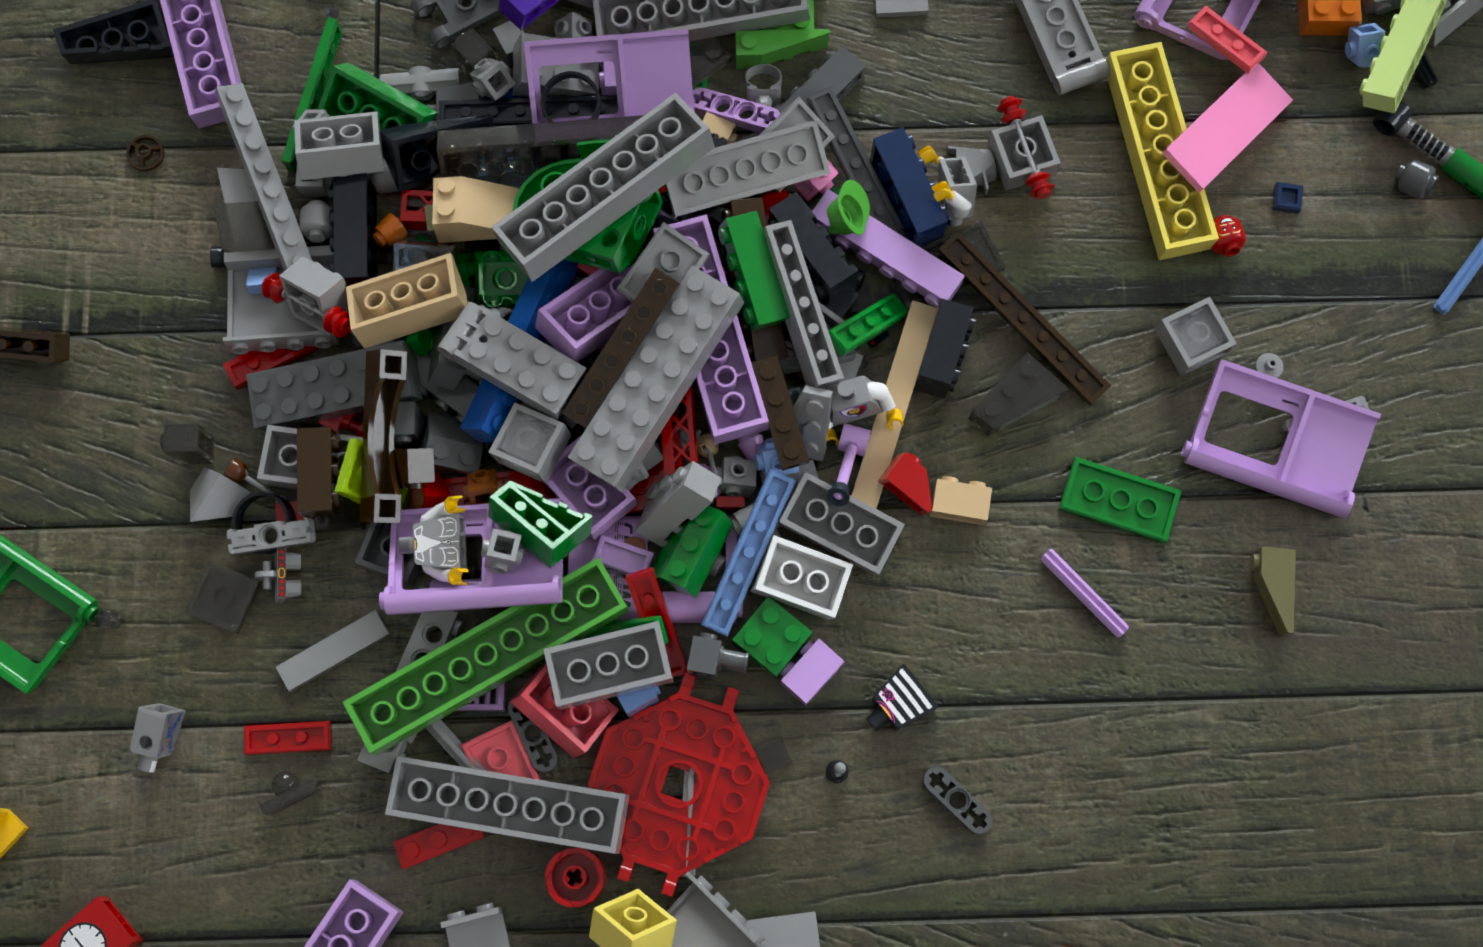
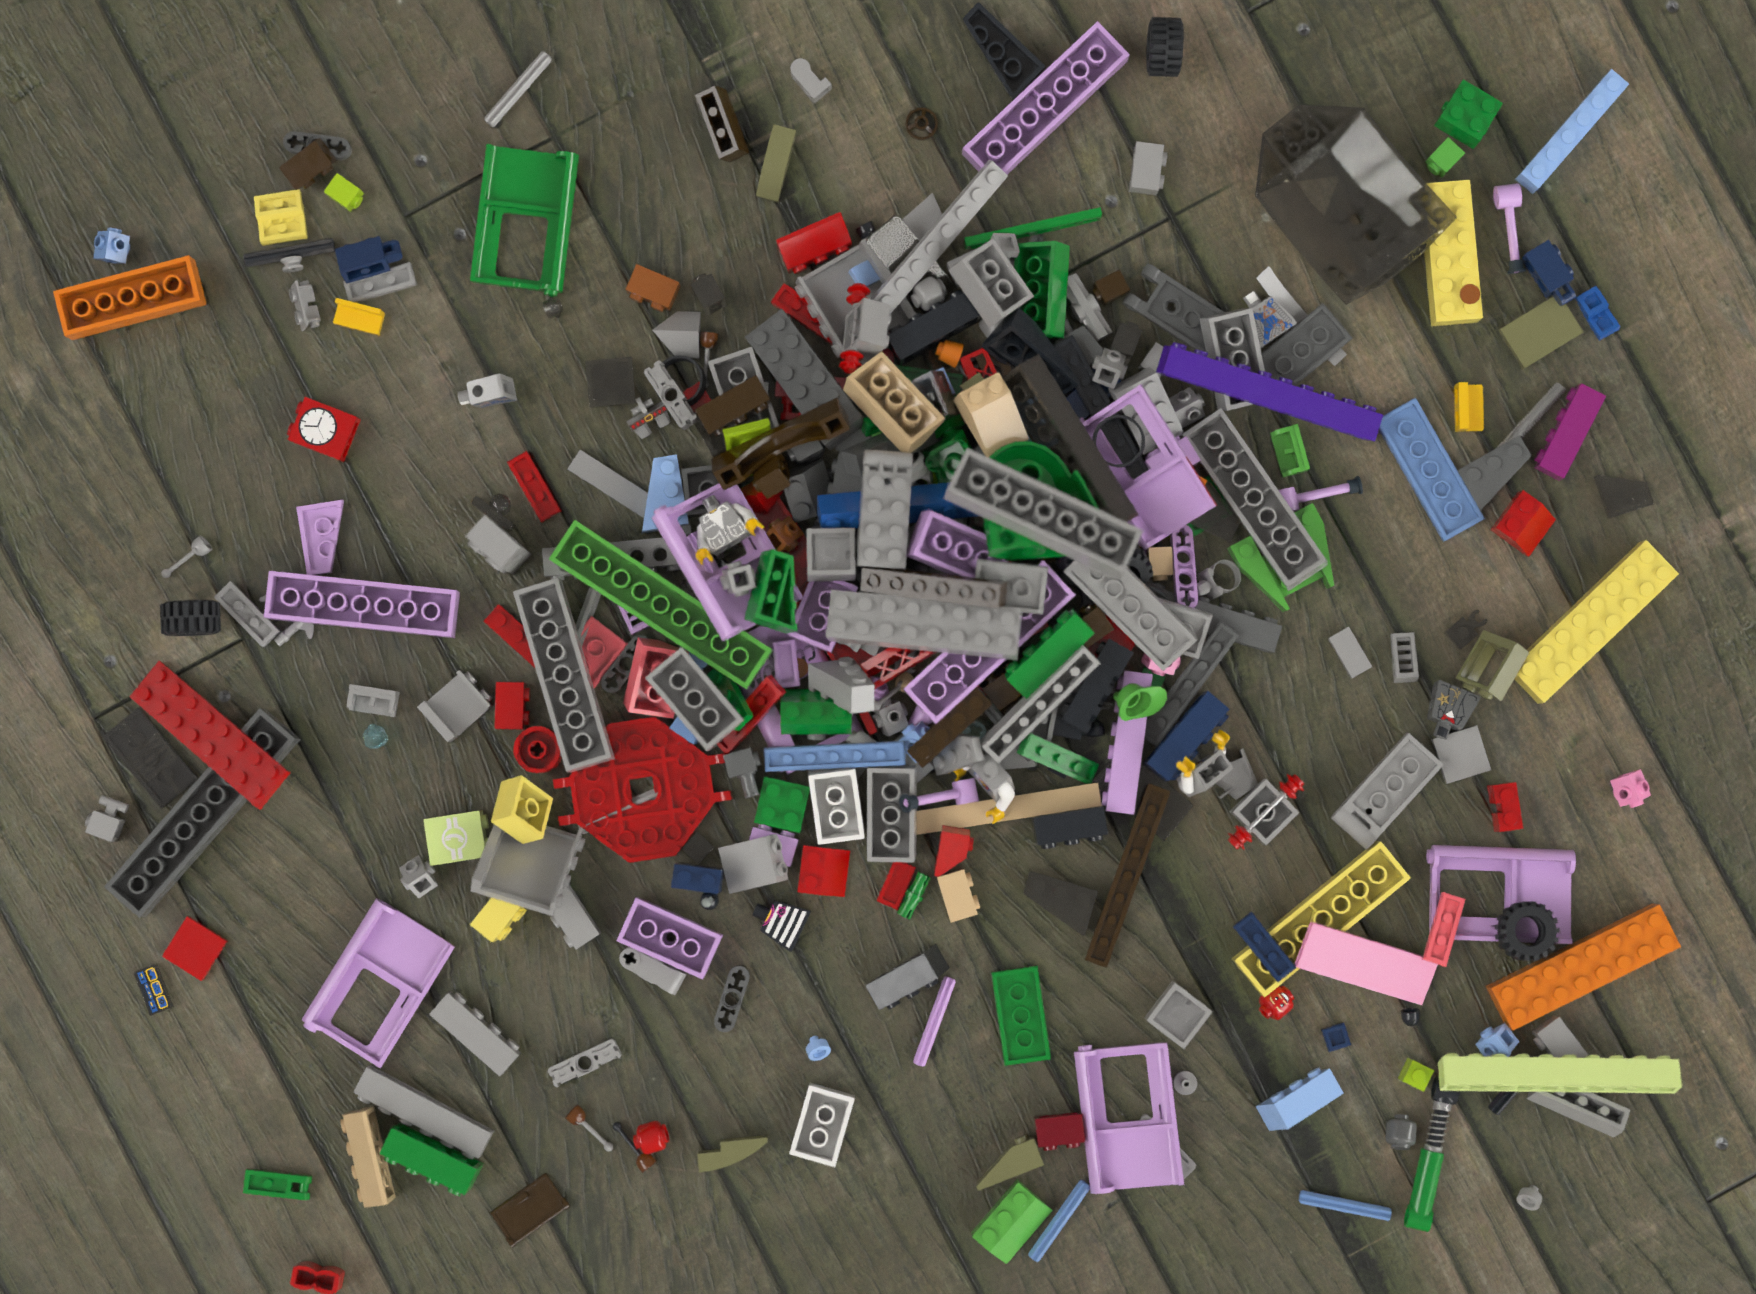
camera: 65 degrees right, 10 degrees up
(34, 238) = (808, 80): none -> light grey leg
(95, 311) = (776, 163): none -> olive slope
(149, 502) = (652, 288): none -> dark orange brick
(199, 311) = (814, 243): none -> red slope
(324, 803) = (497, 546): none -> light grey brick
(360, 593) = (663, 489): none -> light blue wedge
(414, 48) = (1110, 288): none -> dark brown brick
(511, 884) = (511, 705): none -> red brick
(807, 767) = (697, 878): none -> dark blue brick
(821, 699) = (753, 863): none -> light grey panel
(865, 631) = (823, 871): none -> red slope
(881, 816) = (648, 929): none -> lavender brick
(884, 871) = (653, 970): none -> light grey piece
(917, 561) = (896, 884): none -> red tile
(938, 547) = (914, 895): none -> green pin
(1026, 597) = (908, 978): none -> wedge
(1056, 732) = (817, 1048): none -> light blue tile
(1129, 884) = (731, 1151): none -> olive slope
(1144, 767) = (822, 1124): none -> white brick
(1166, 212) = (1264, 947): none -> dark blue tile
(1263, 517) = (1059, 1130): none -> dark red brick
(1299, 115) = (1410, 1016): none -> black hinge
(1338, 617) = (1011, 1221): none -> bright green slope
(1340, 261) = (1299, 1100): none -> light blue wedge
(1360, 566) = (1059, 1220): none -> medium blue axle
(1363, 136) = (1415, 1074): none -> lime brick

